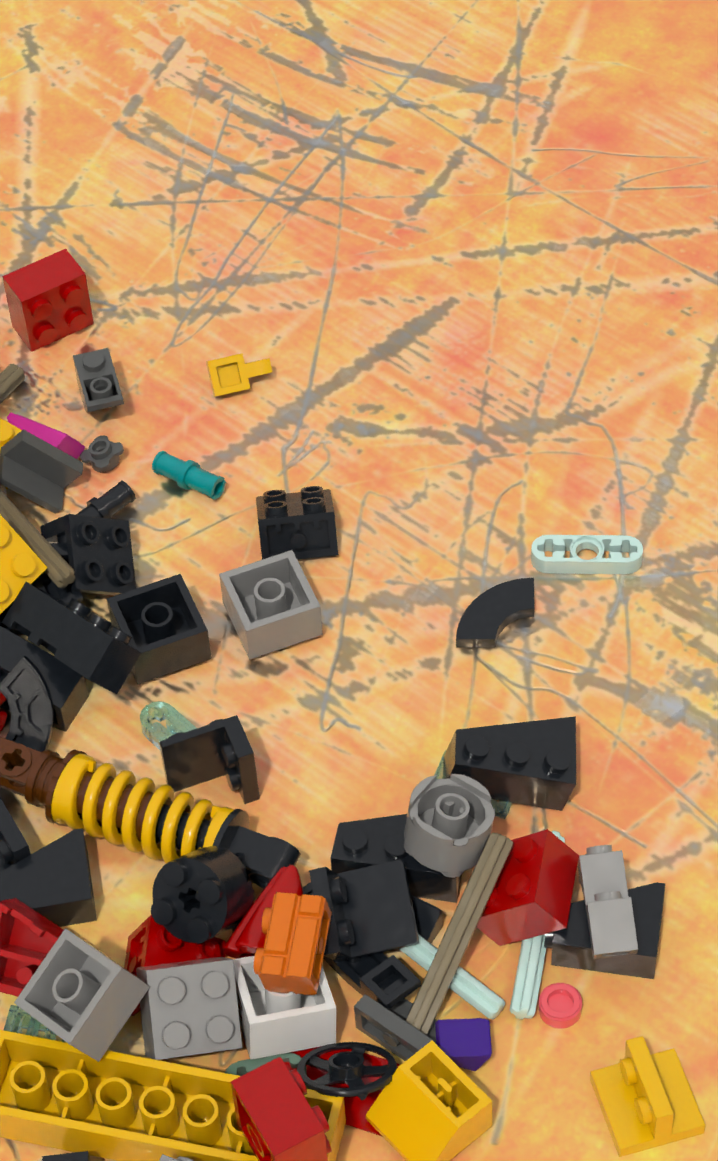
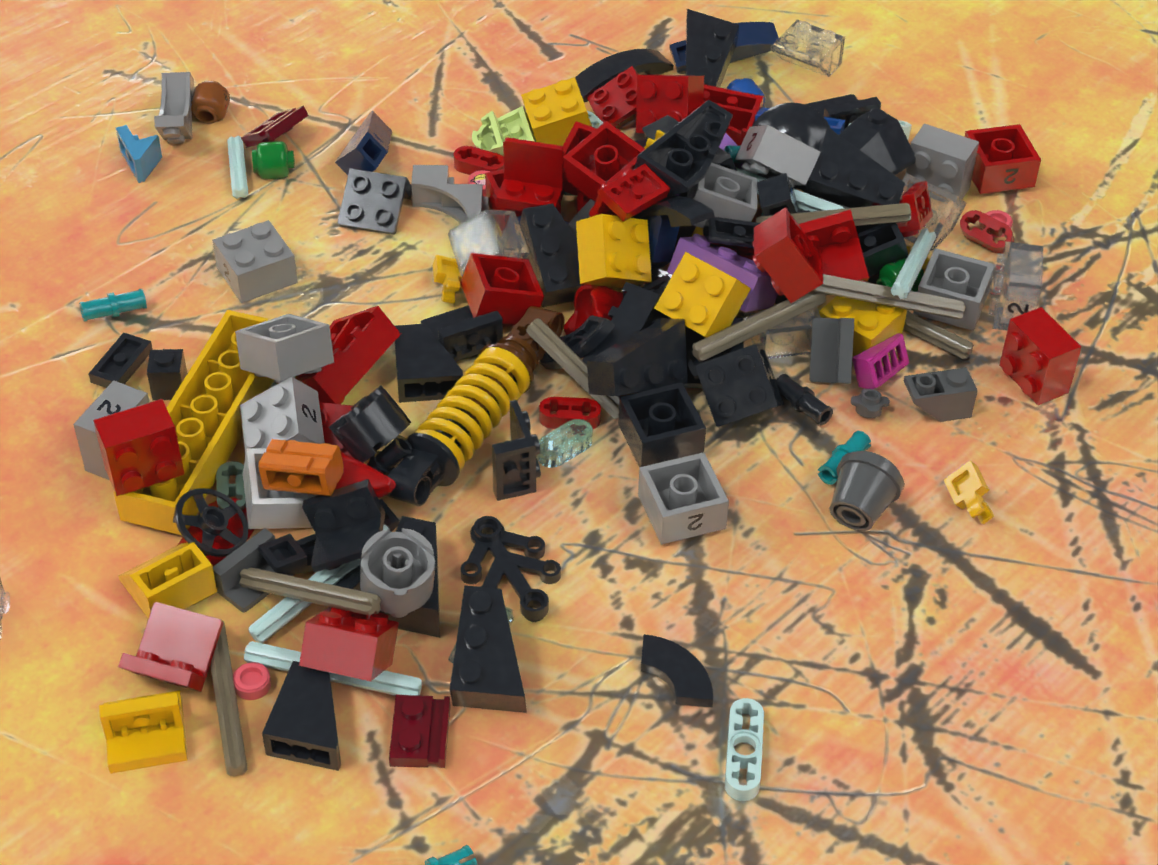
camera: 90 degrees right, 5 degrees down
(64, 715) = (569, 362): none -> dark tan axle
(129, 731) = (568, 409): none -> red beam
(251, 449) = (864, 489): none -> dark grey piece
(297, 523) = (784, 518): black bracket -> none
(367, 773) = (490, 535): none -> black plant
(465, 1041) = (227, 603): dark purple slope -> none
(546, 1080) = (175, 647): none -> bracket
(588, 1025) = (227, 708): none -> dark tan axle
(607, 823) = (419, 731): none -> dark red plate
(607, 902) = (340, 693): light grey arch -> none

